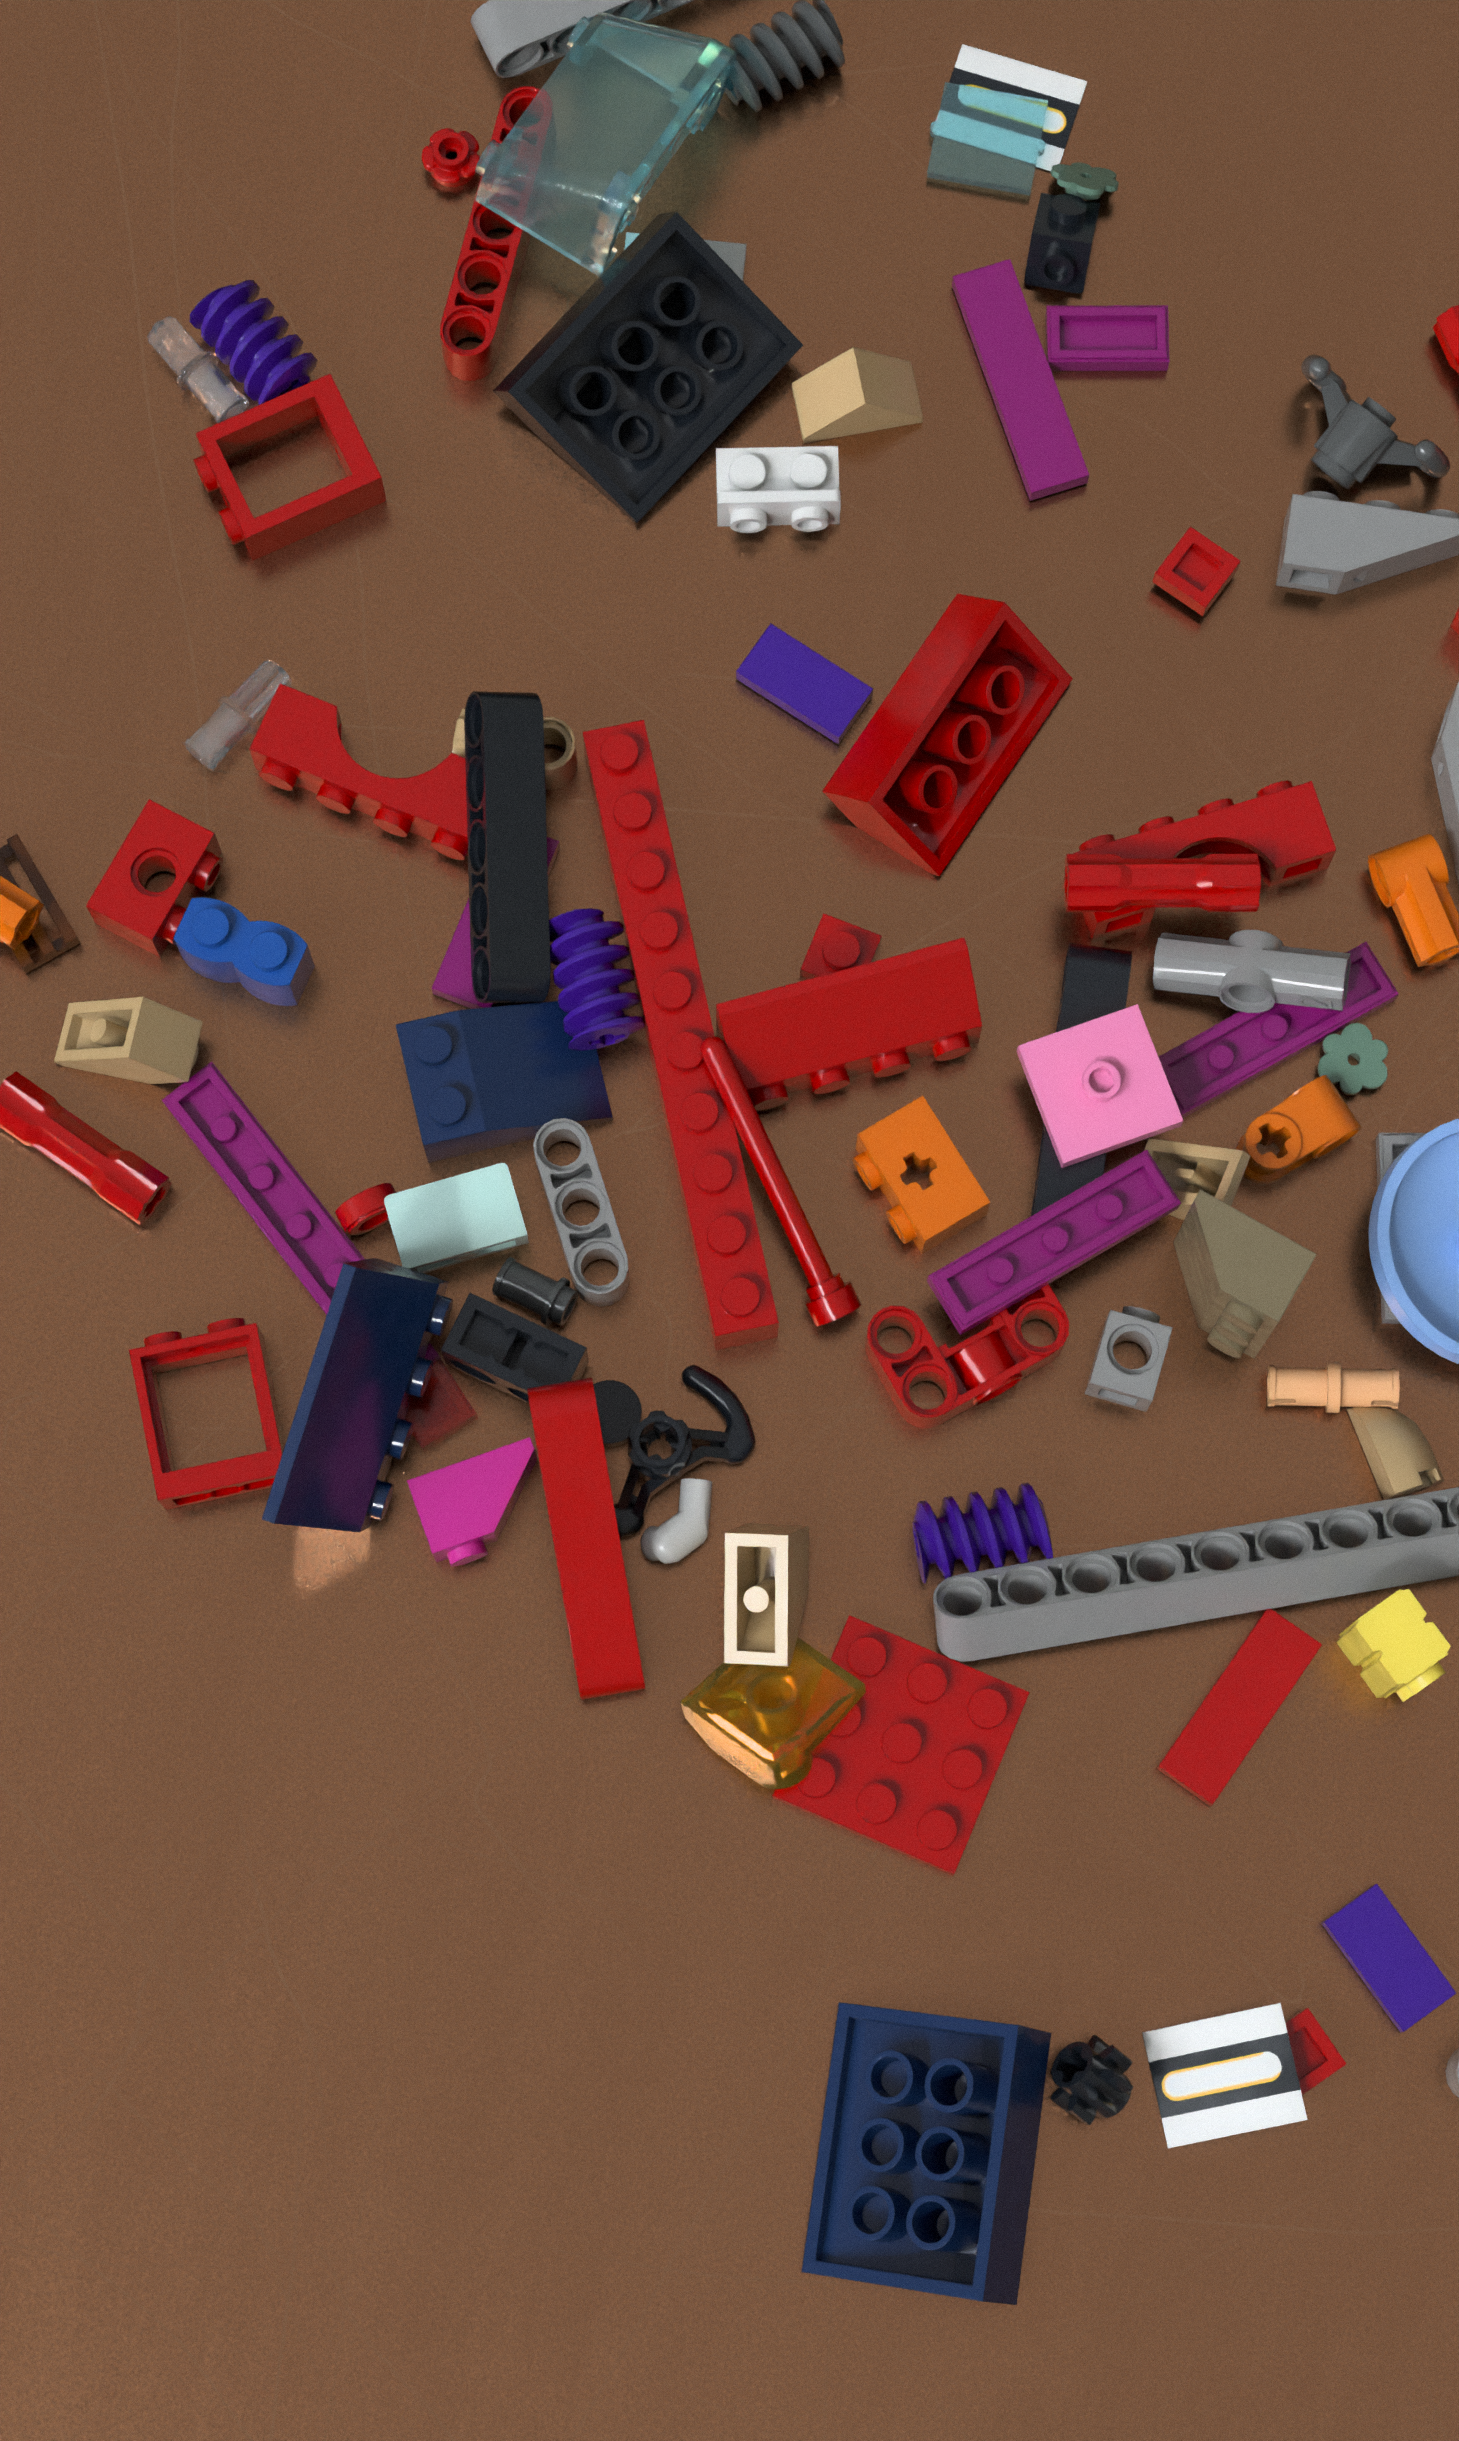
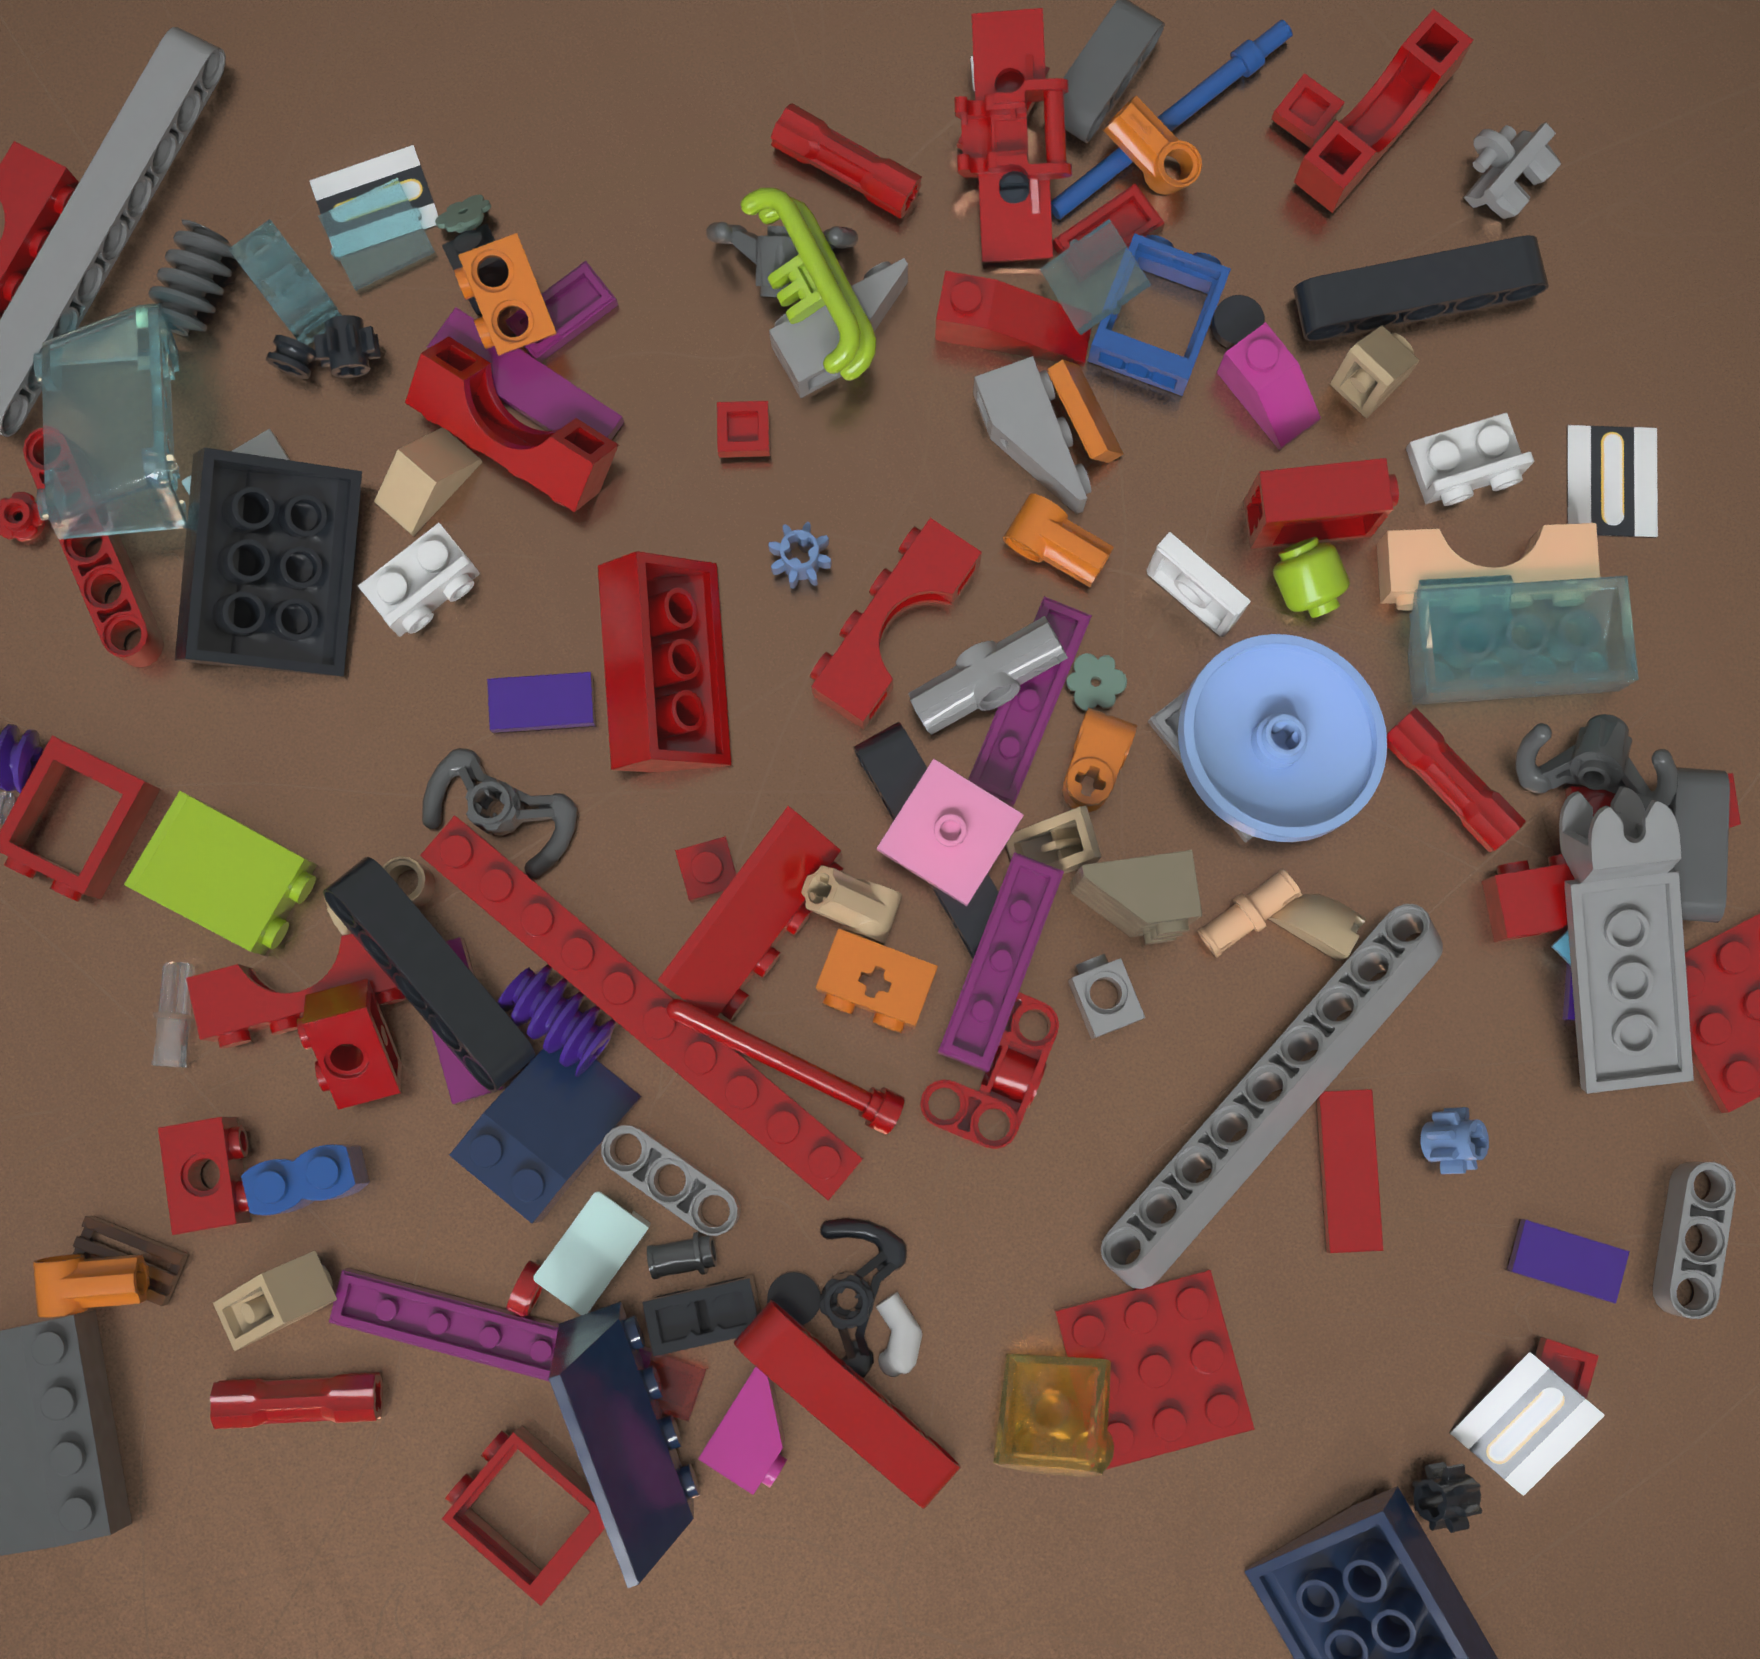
camera: 35 degrees left, 5 degrees up
(387, 615) = (222, 875): none -> lime slope
(407, 832) = (350, 1017): none -> red brick
(690, 726) = (490, 791): none -> dark grey piece
(764, 1592) = (990, 1343): tan slope -> none
(819, 193) = (291, 356): none -> black bush
(866, 122) = (285, 282): none -> clear light blue brick
(878, 220) = (347, 346): none -> black gear
(949, 338) = (458, 393): none -> red arch
(954, 1083) = (856, 904): none -> tan piece
(980, 1531) = (1099, 1190): dark purple piece -> none
(1079, 283) = (517, 291): none -> orange brick
(1165, 710) = (806, 543): none -> medium blue gear
(1207, 882) = (918, 640): red axle -> none
(1364, 1752) = (1454, 1140): none -> medium blue gear
(1372, 479) = (815, 281): none -> lime piece
(1395, 1647) = (1425, 1058): light yellow brick -> none

